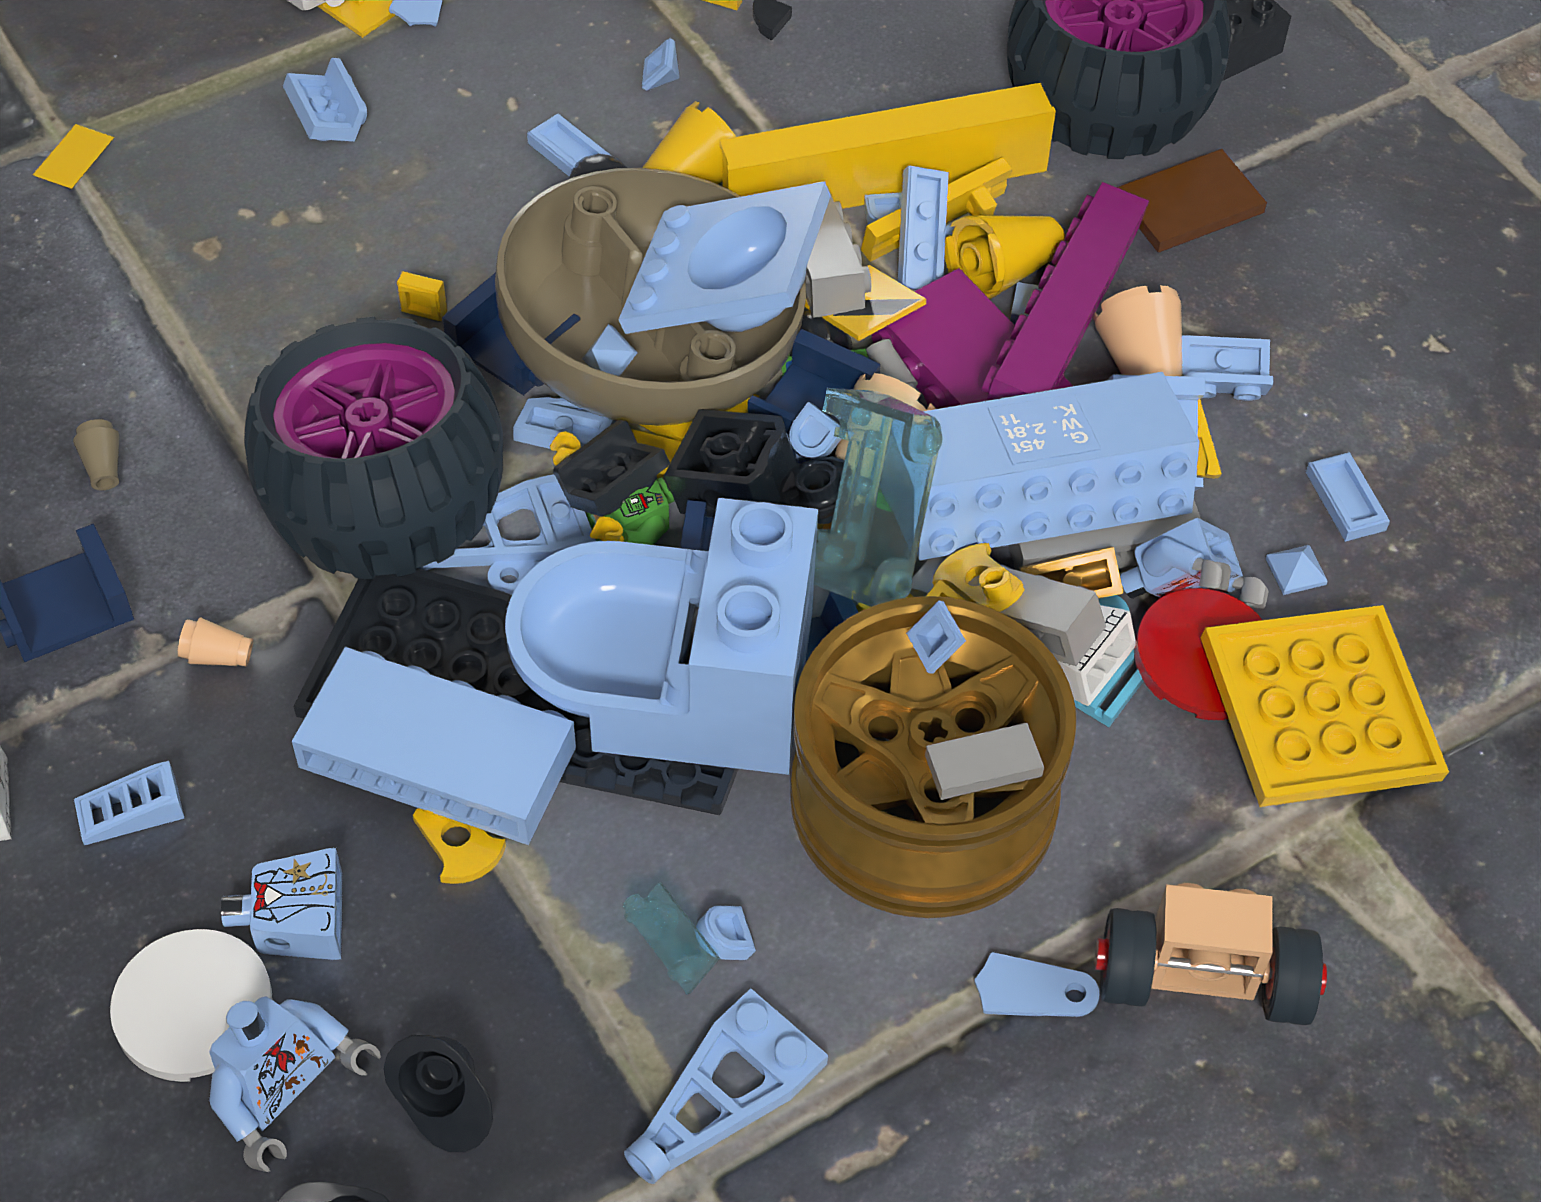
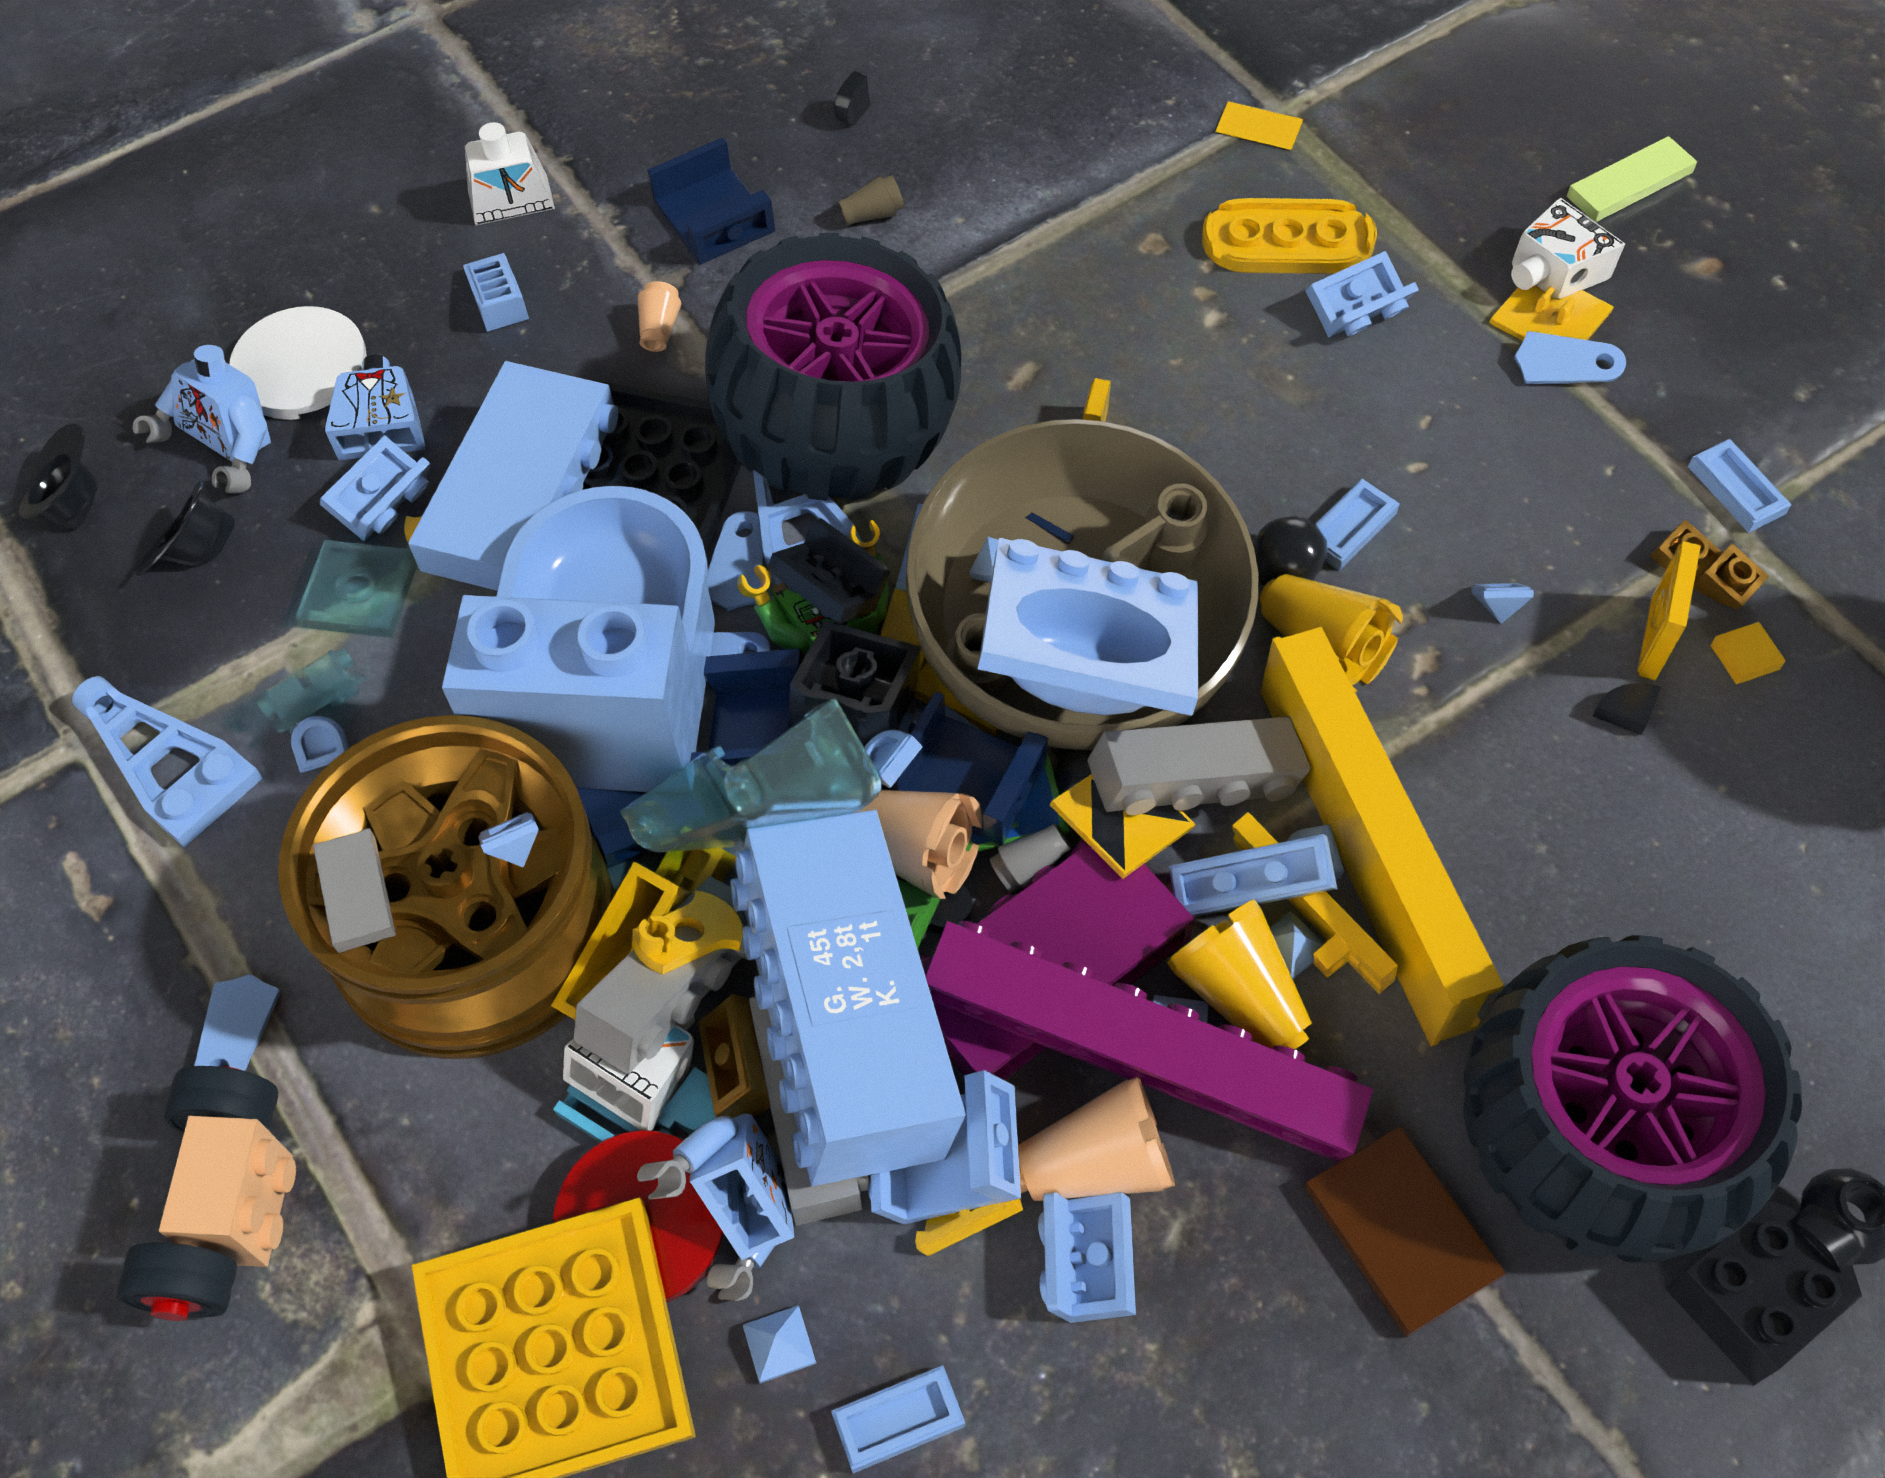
camera: 90 degrees right, 5 degrees up
(228, 150) = (1288, 235): none -> yellow tile
(409, 894) = (375, 488): none -> light blue bracket
(527, 919) = (357, 589): none -> clear light blue tile

